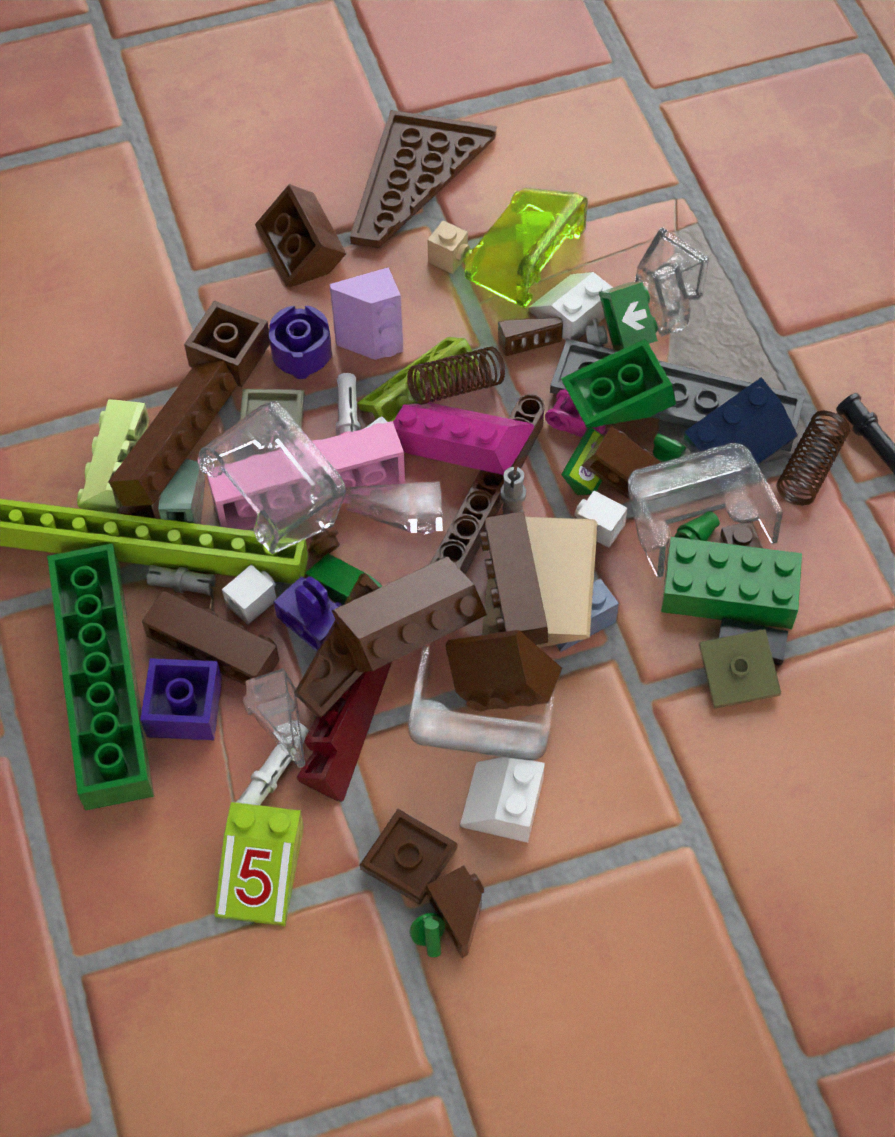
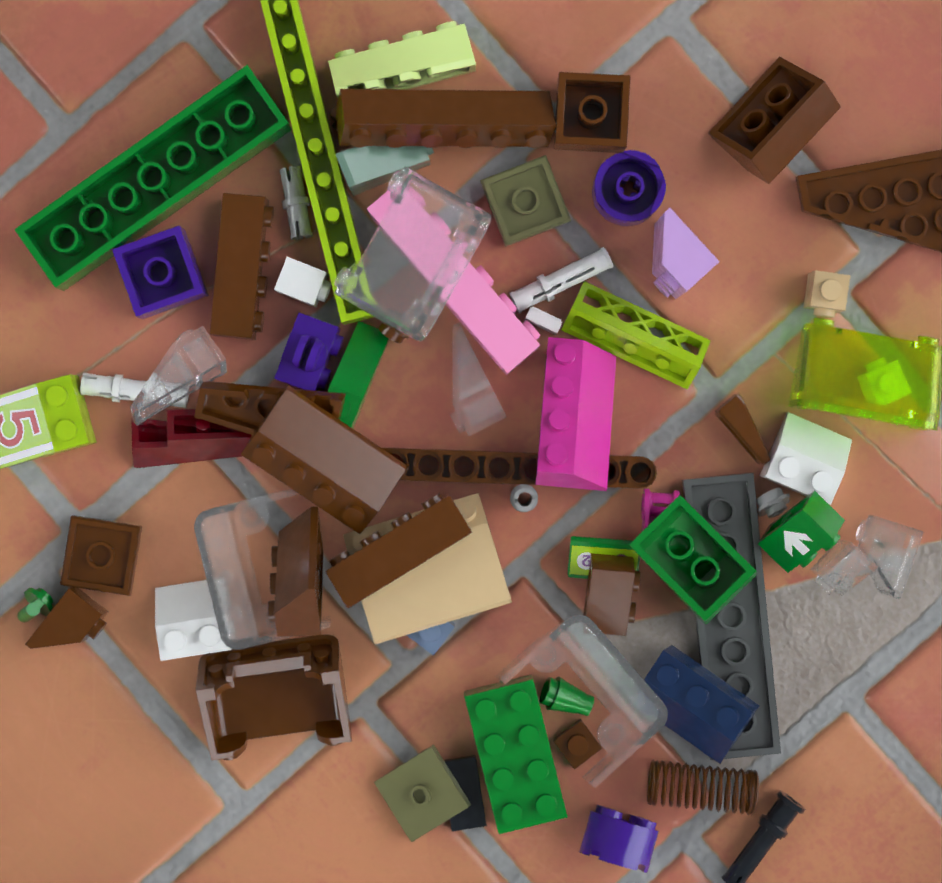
camera: 75 degrees right, 30 degrees up
(482, 367) = (675, 405): reddish brown piece -> none
(602, 750) = (273, 693): none -> reddish brown windscreen
(608, 514) = (535, 595): white brick -> none
(667, 448) = (654, 633): green plate -> none
(835, 526) = (619, 840): none -> dark purple brick

